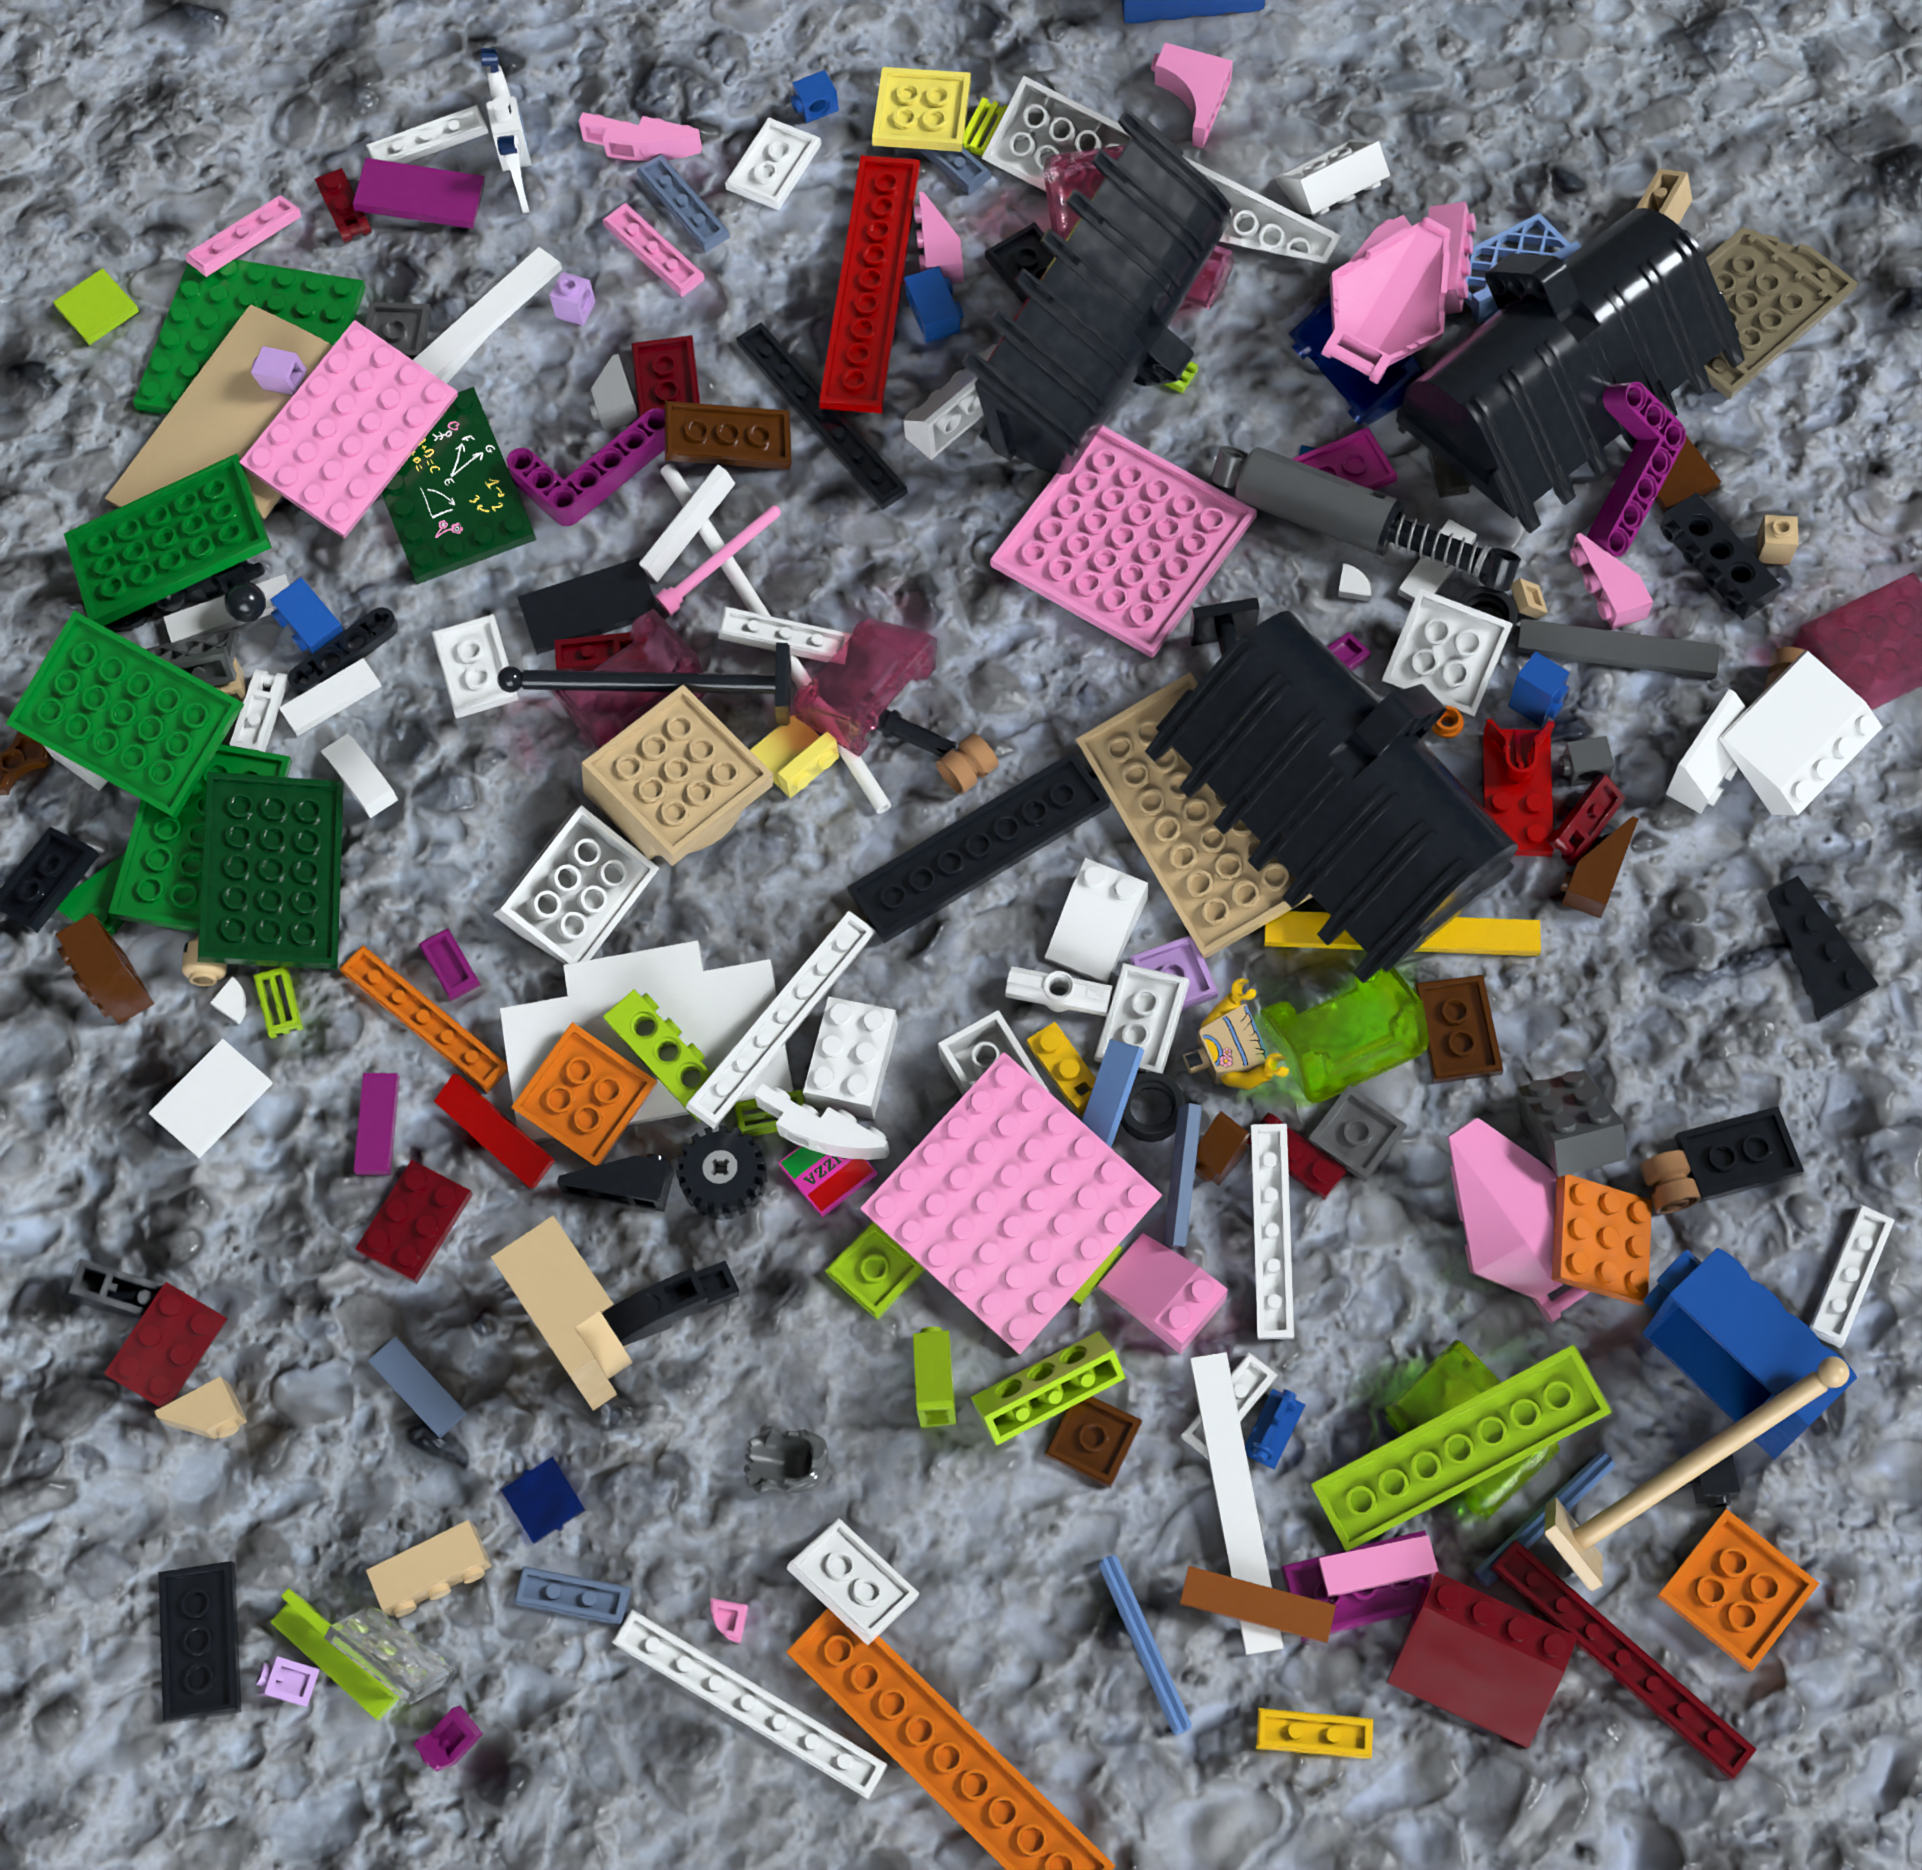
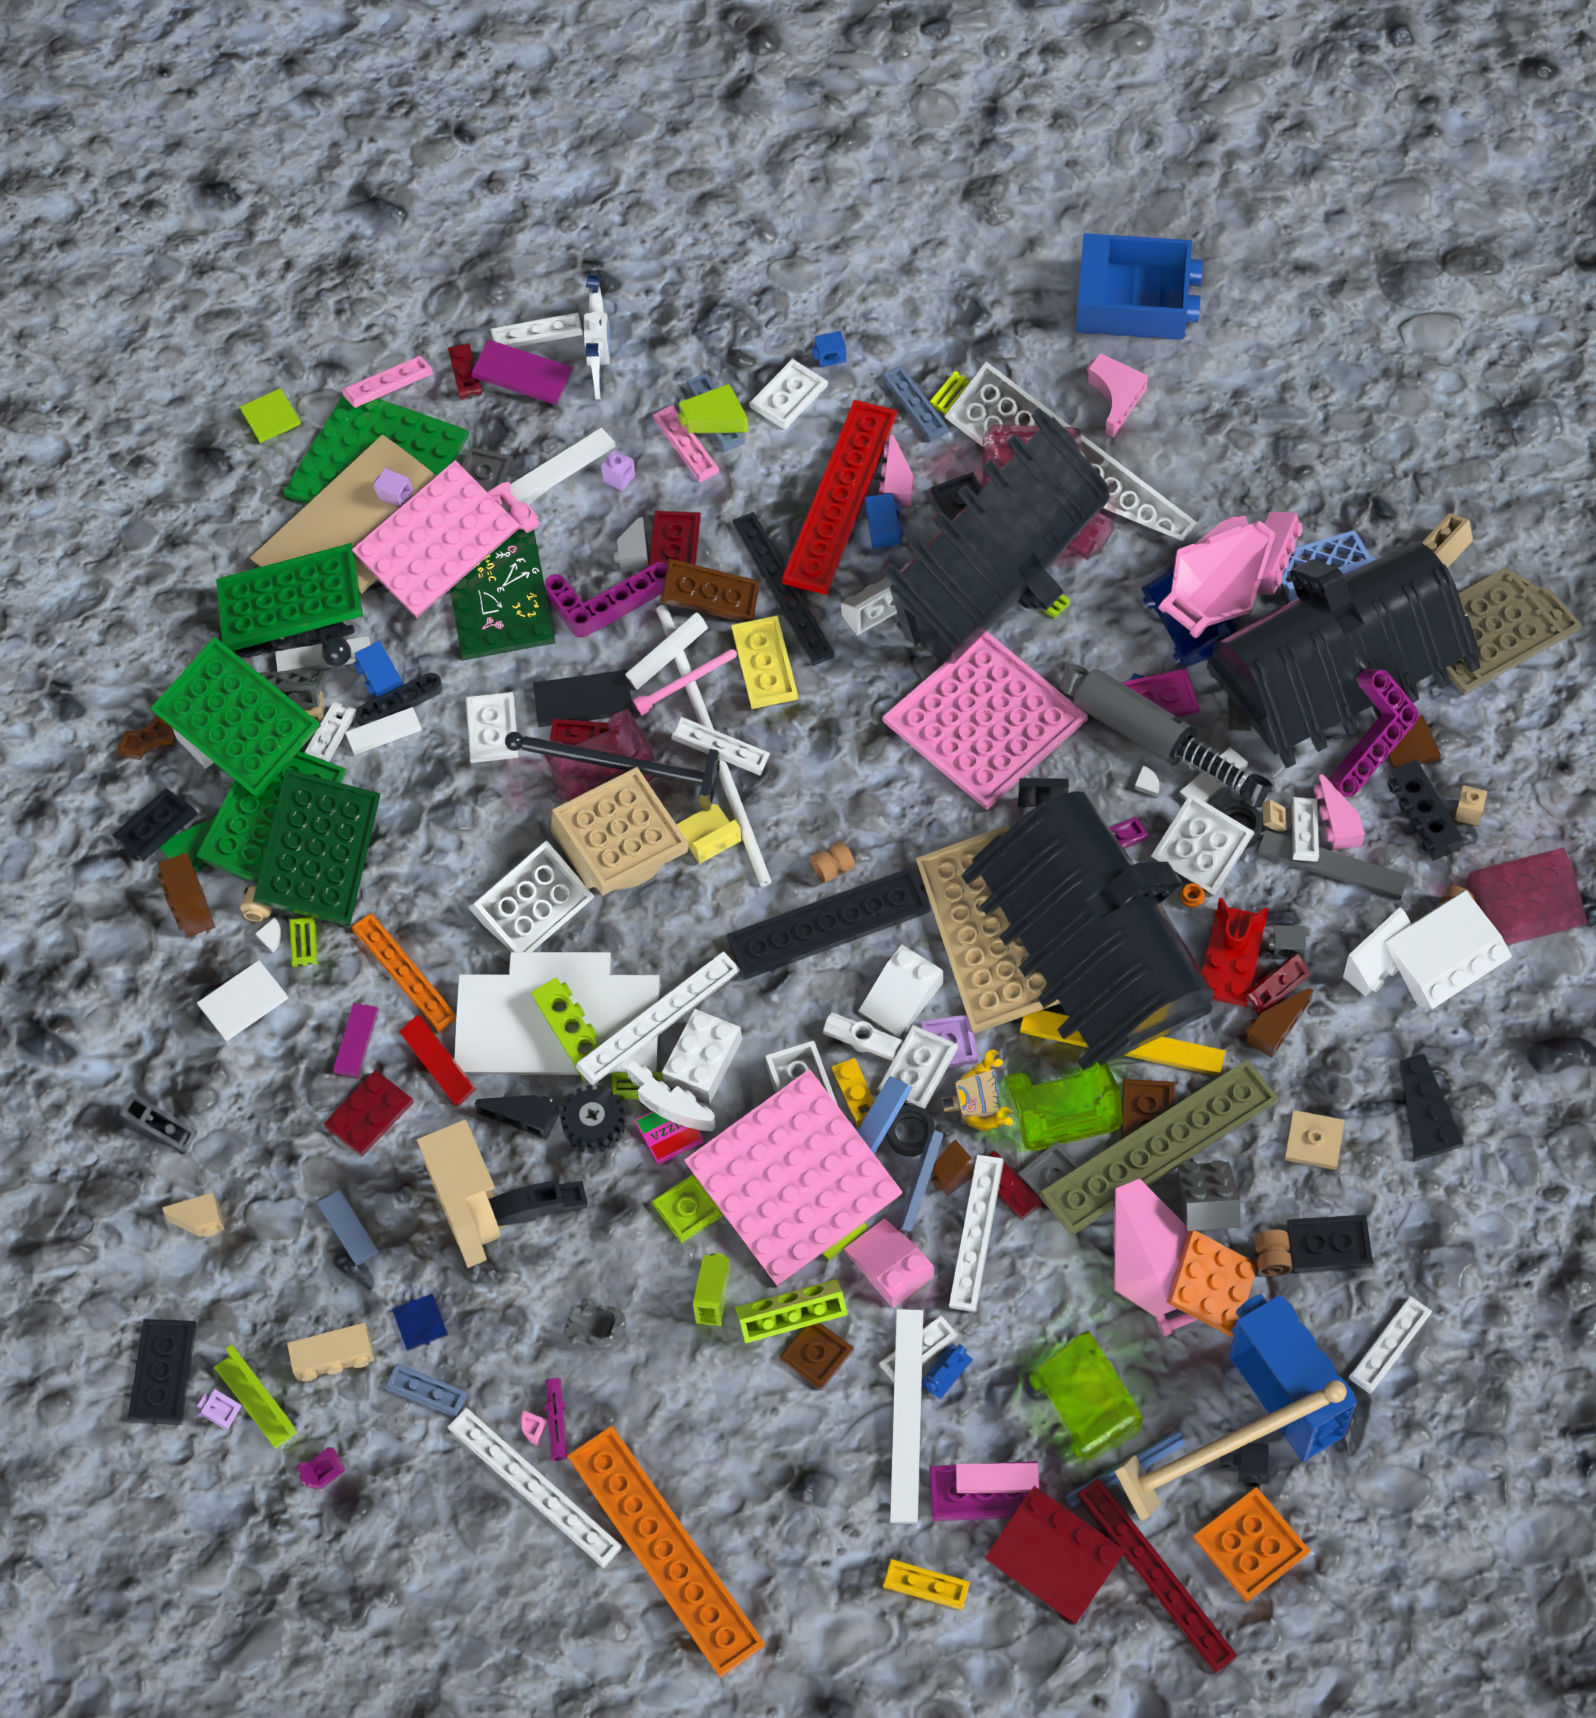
camera: 10 degrees right, 5 degrees down
(166, 1346) = (178, 1165): dark red plate -> none
(359, 775) = (393, 791): white slope -> none
(390, 1654) = (292, 1402): clear plate -> none
(449, 964) = (430, 937): magenta tile -> none
(452, 373) = (519, 511): none -> bright pink piece
(584, 1094) = (507, 1046): orange plate -> none
(641, 141) = (694, 361): bright pink slope -> none
(682, 202) = (713, 412): none -> lime slope
(747, 1559) = (553, 1389): none -> magenta pin
(818, 516) = (764, 662): none -> light yellow plate
(853, 1581) = (624, 1417): white tile -> none
(864, 680) = (770, 788): clear pink windscreen -> none
(893, 724) = (785, 824): black pin -> none
(921, 109) = (906, 372): light yellow plate -> none
(1145, 1645) = (820, 1501): medium blue axle -> none
(1257, 1604) = (905, 1487): dark orange tile -> none
(1334, 176) = (1205, 476): white slope -> none
(1461, 1447) = (1072, 1404): lime plate -> none
(1486, 1067) = (1160, 1146): none -> olive plate
(1539, 689) = (1263, 883): blue brick -> none
(1572, 609) = (1305, 829): none -> white tile
(1684, 1018) = (1314, 1140): none -> tan plate

